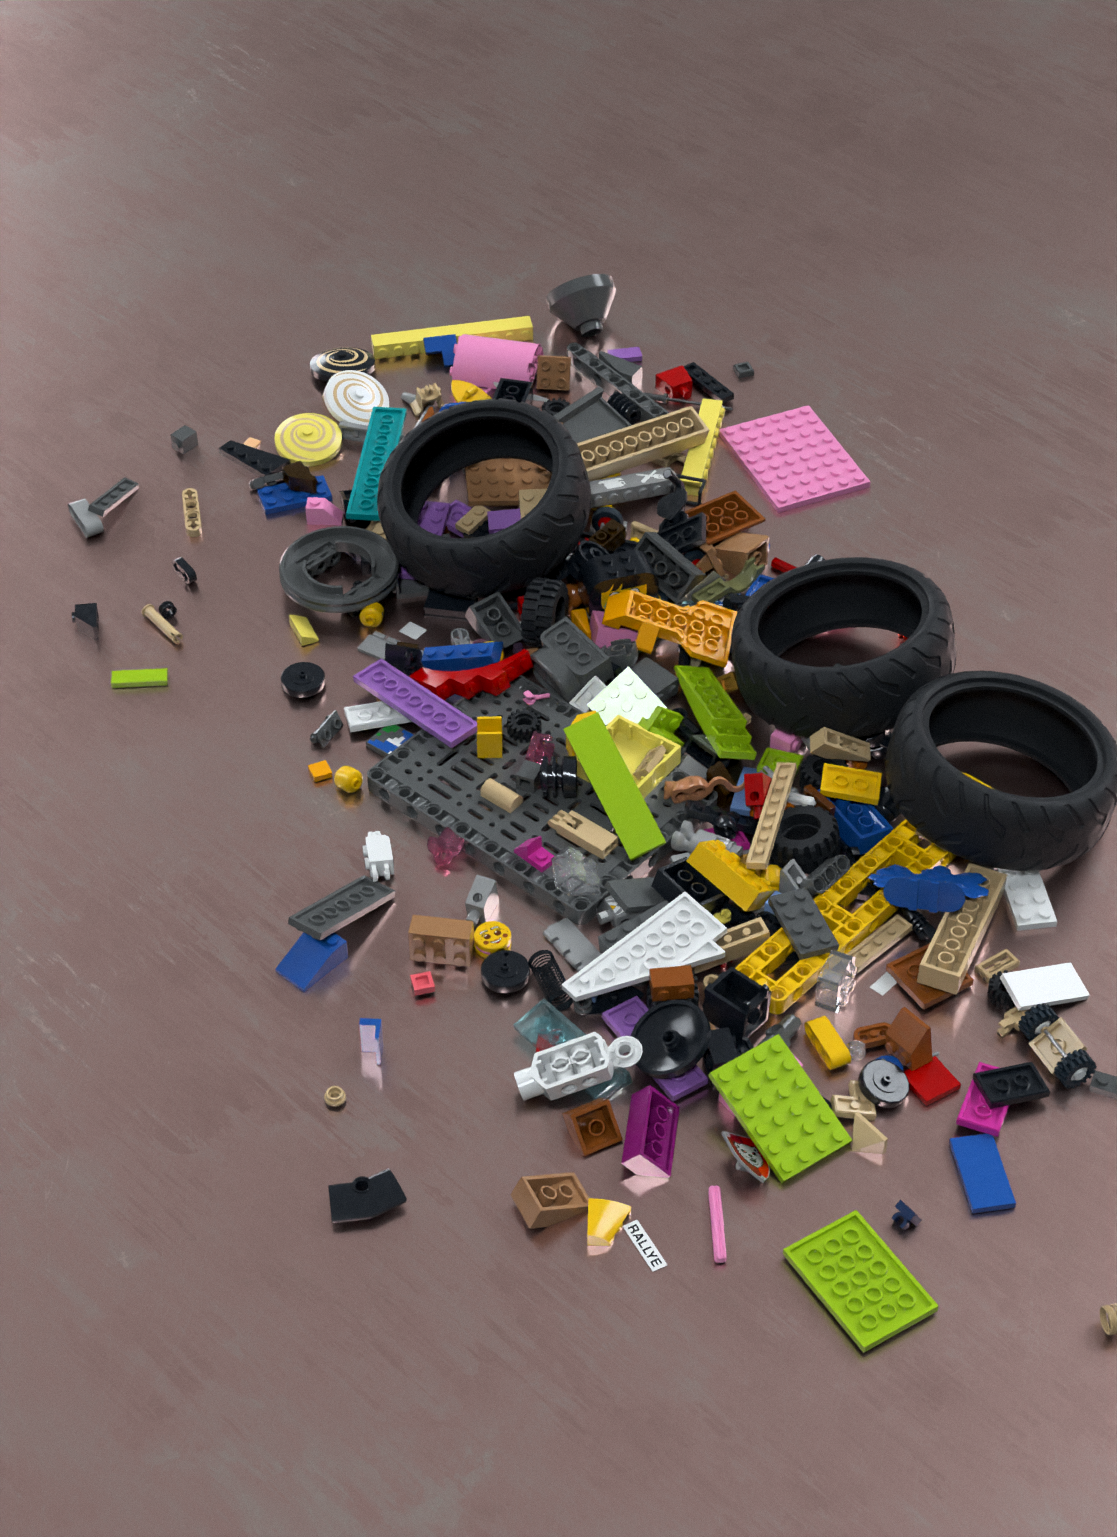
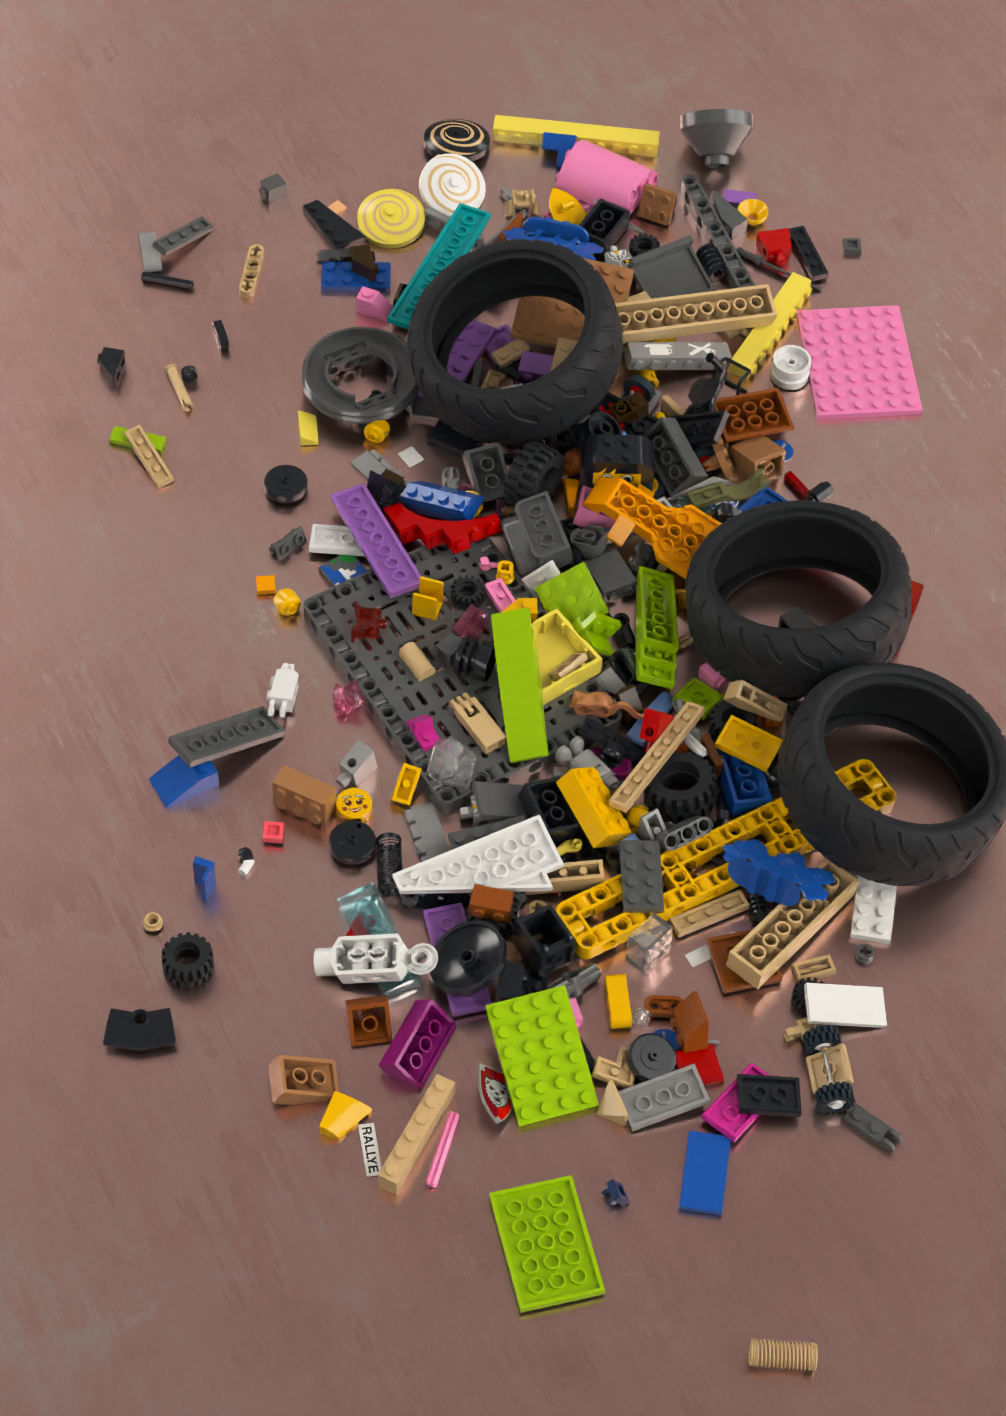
camera: 15 degrees right, 10 degrees up
(112, 538) = (166, 280): none -> black piece
(157, 688) = (149, 456): none -> tan tile
(387, 1133) = (187, 946): none -> black tyre
(408, 1016) = (248, 860): none -> arm
(439, 773) = (367, 622): none -> clear red piece
(535, 906) = (405, 784): none -> yellow slope
(552, 699) = (505, 572): none -> yellow bush
(555, 719) = (499, 594): none -> bright pink plate
(644, 358) = (754, 208): none -> yellow piece
(669, 658) = (641, 551): none -> dark grey hinge
(687, 1216) = (416, 1134): none -> tan brick
(737, 473) = (790, 367): none -> white wheel
(914, 1114) = (664, 1097): none -> light grey plate
(1035, 943) = (860, 956): none -> dark grey bush

